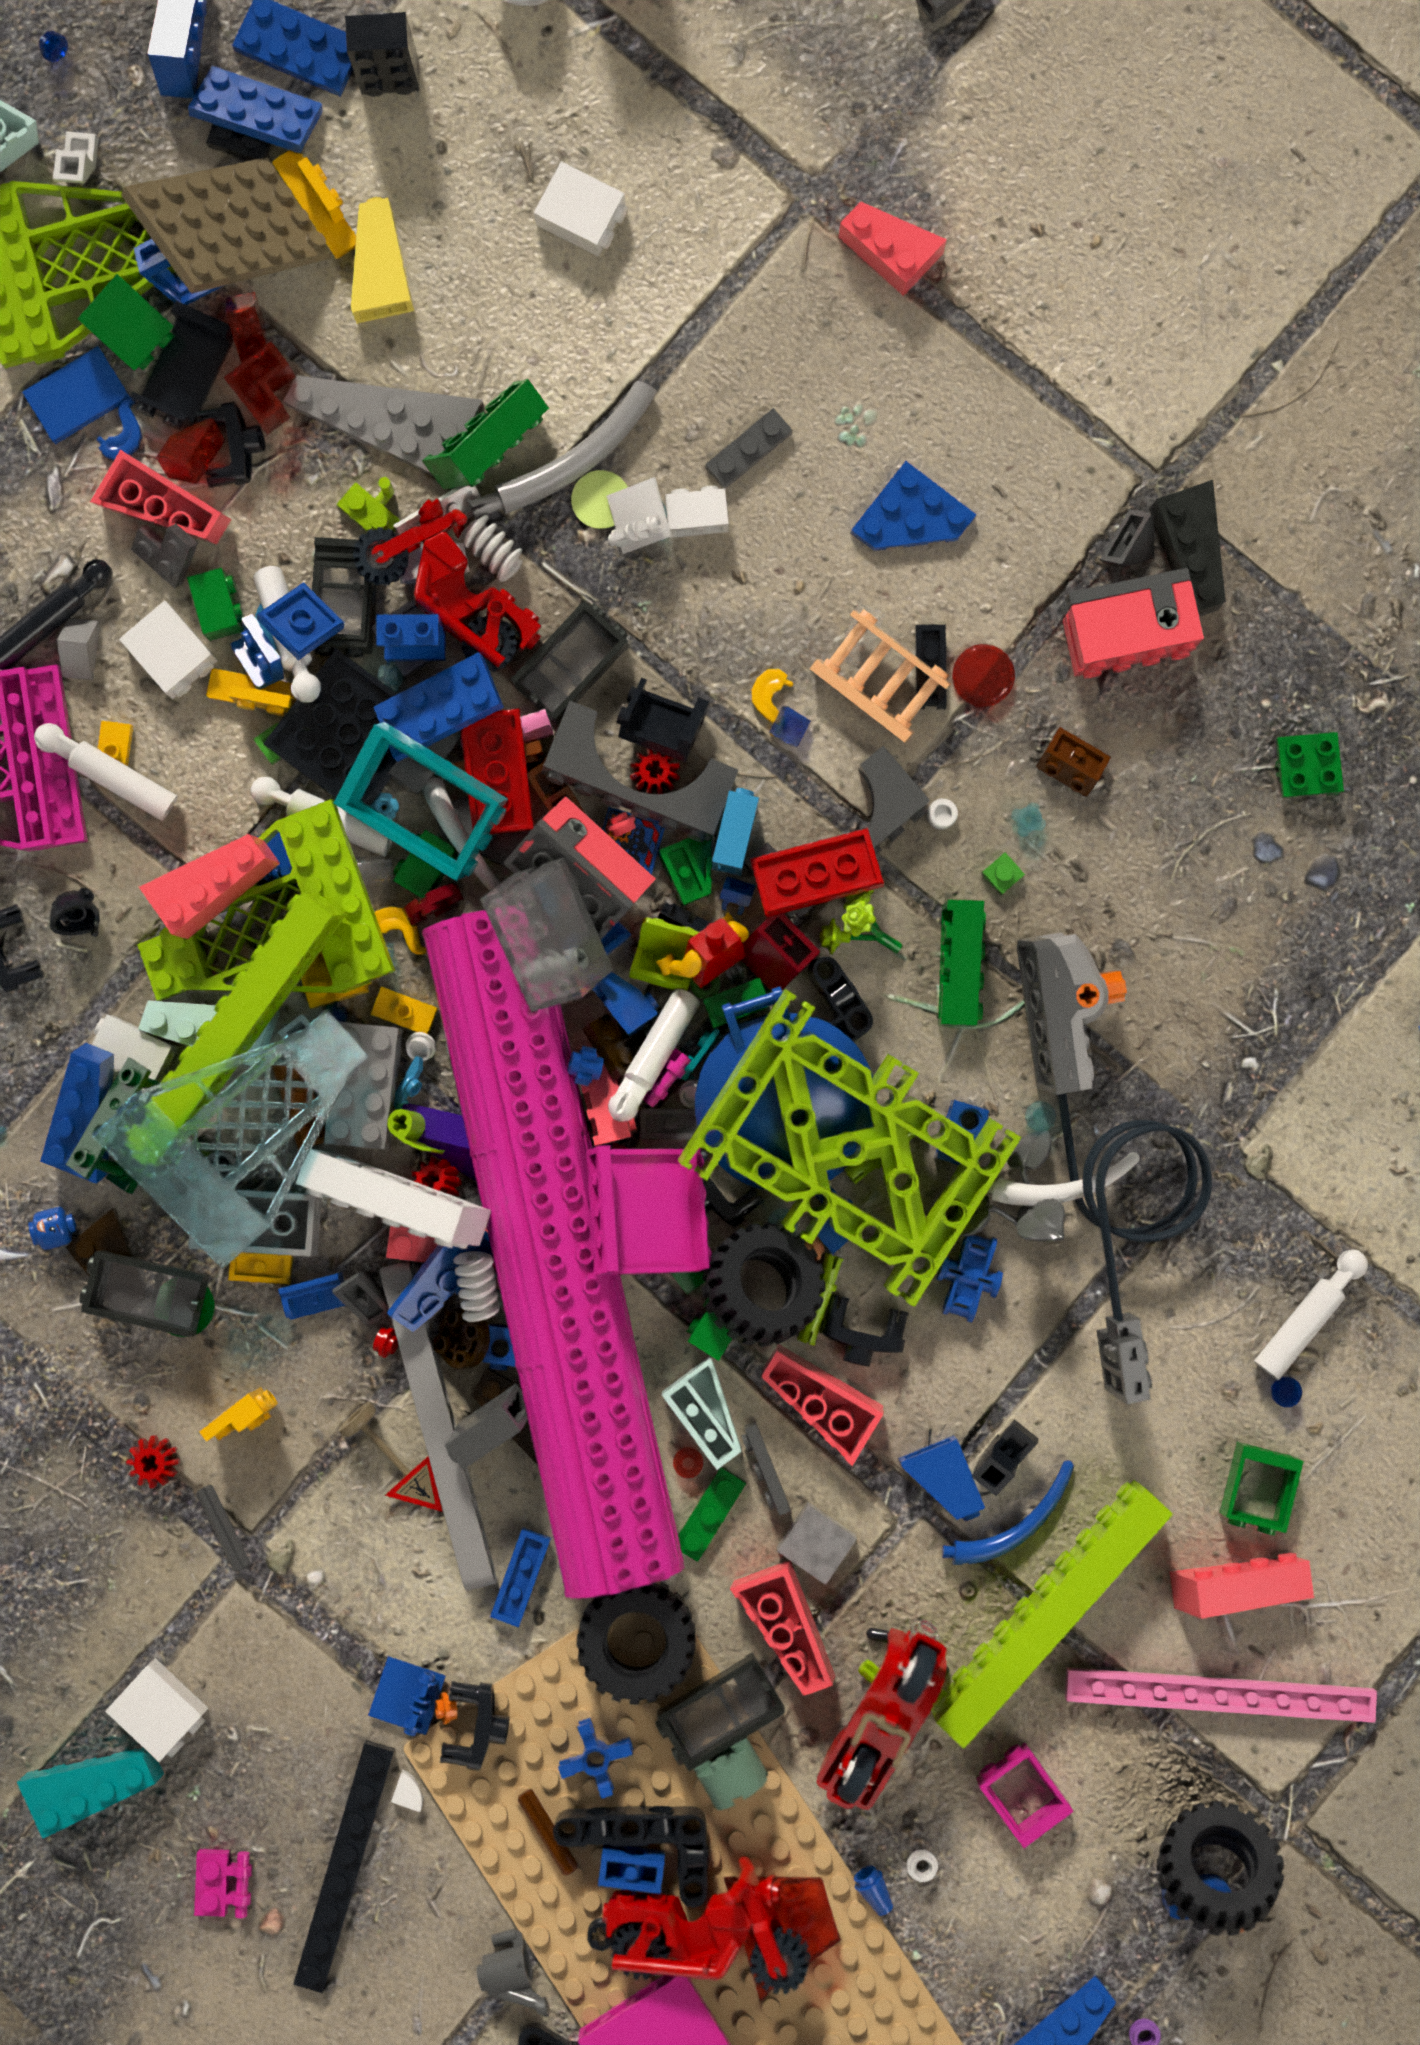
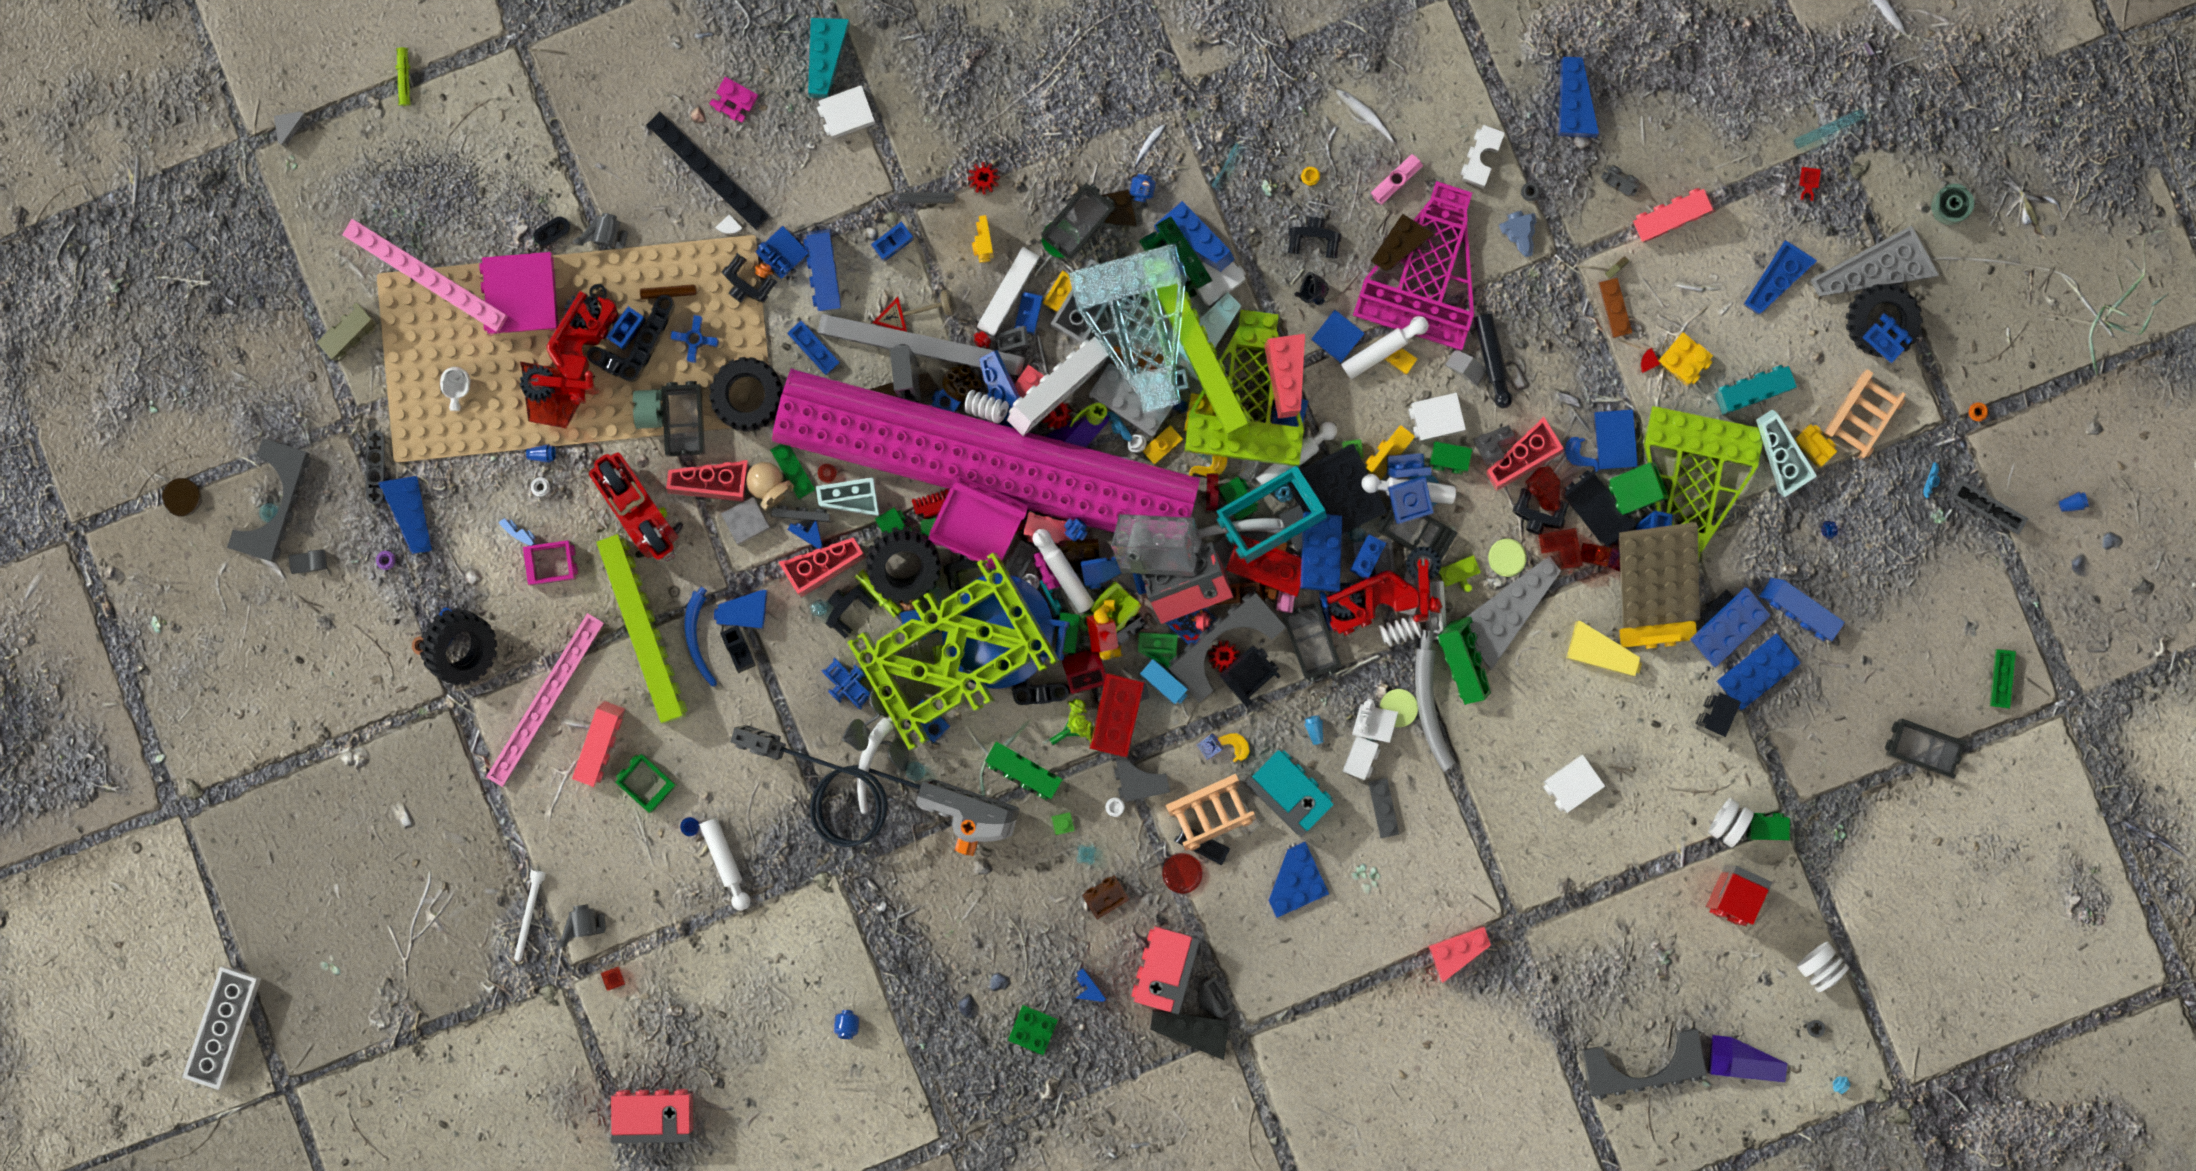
camera: 115 degrees right, 0 degrees up
(77, 159) = (1753, 509): white slope -> none
(126, 847) = (1337, 336): none -> blue tile
(298, 1341) = (1008, 291): none -> white beam
(309, 1545) = (892, 242): none -> blue brick
(316, 459) = (1507, 557): none -> yellowish green piece
(401, 1623) = (823, 270): none -> blue wedge
(508, 670) = (1324, 604): none -> blue piece
(662, 1287) = (930, 509): none -> red piece
(689, 596) = (1314, 727): none -> dark azure cone
(736, 892) = (1130, 666): blue tile -> none
(748, 1542) = (766, 483): none -> tan tile
(788, 1435) = (812, 537): none -> blue slope
(796, 585) = (1285, 787): none -> teal piece
(885, 1372) = (818, 608): none -> clear light blue plate
(1006, 1855) = (522, 535): none -> light blue slope
(1214, 712) = (1092, 991): none -> blue slope

